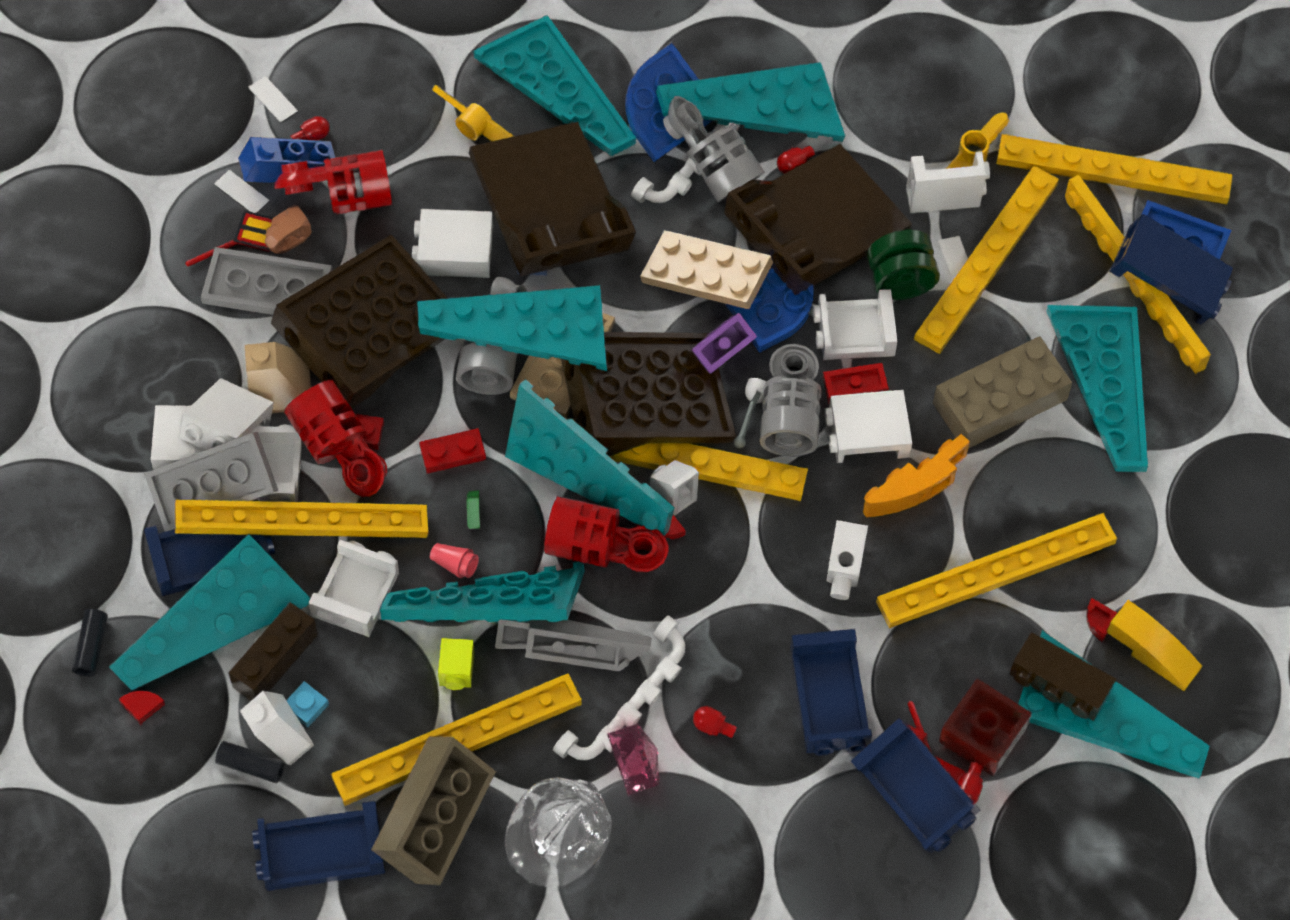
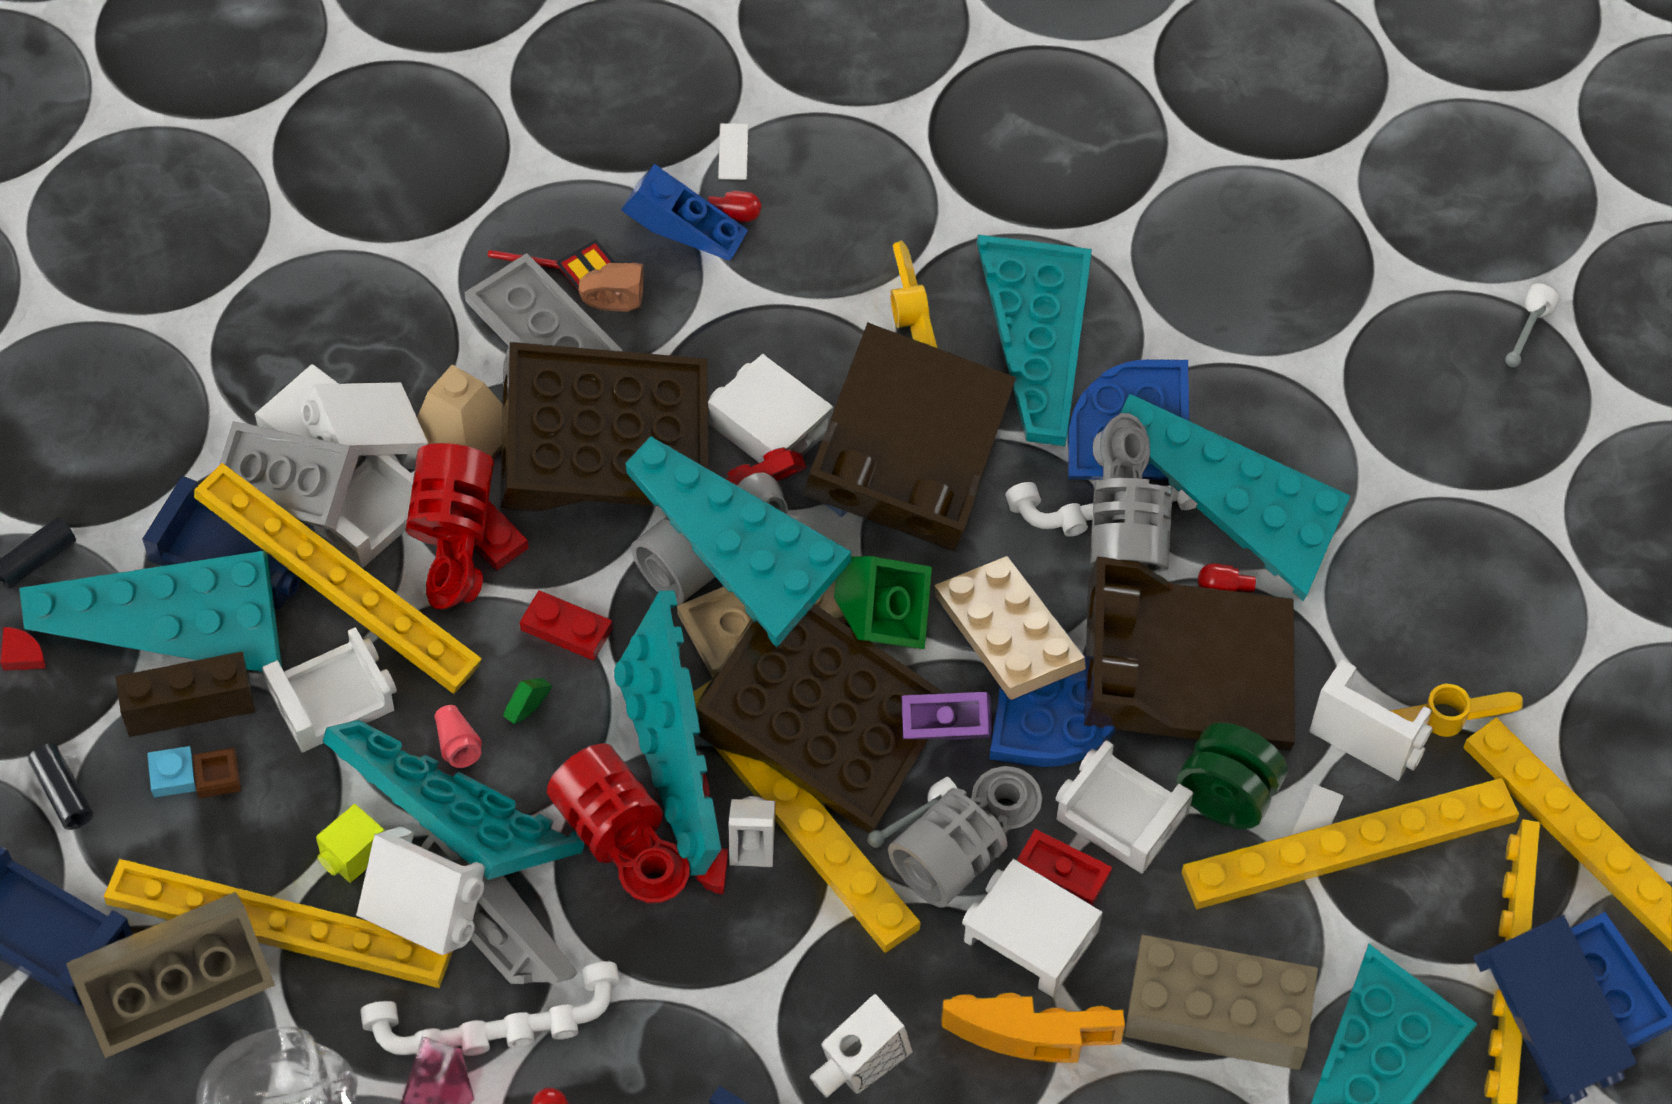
camera: 40 degrees right, 5 degrees down
(241, 191) = (613, 221): white sticker -> none
(277, 726) = (115, 768): white slope -> none
(333, 684) = (216, 772): none -> reddish brown tile
(341, 181) = (713, 275): red cylinder -> none
(494, 268) = (777, 463): none -> red plate
(532, 658) = (420, 893): none -> white panel
(631, 303) = (885, 600): none -> green slope

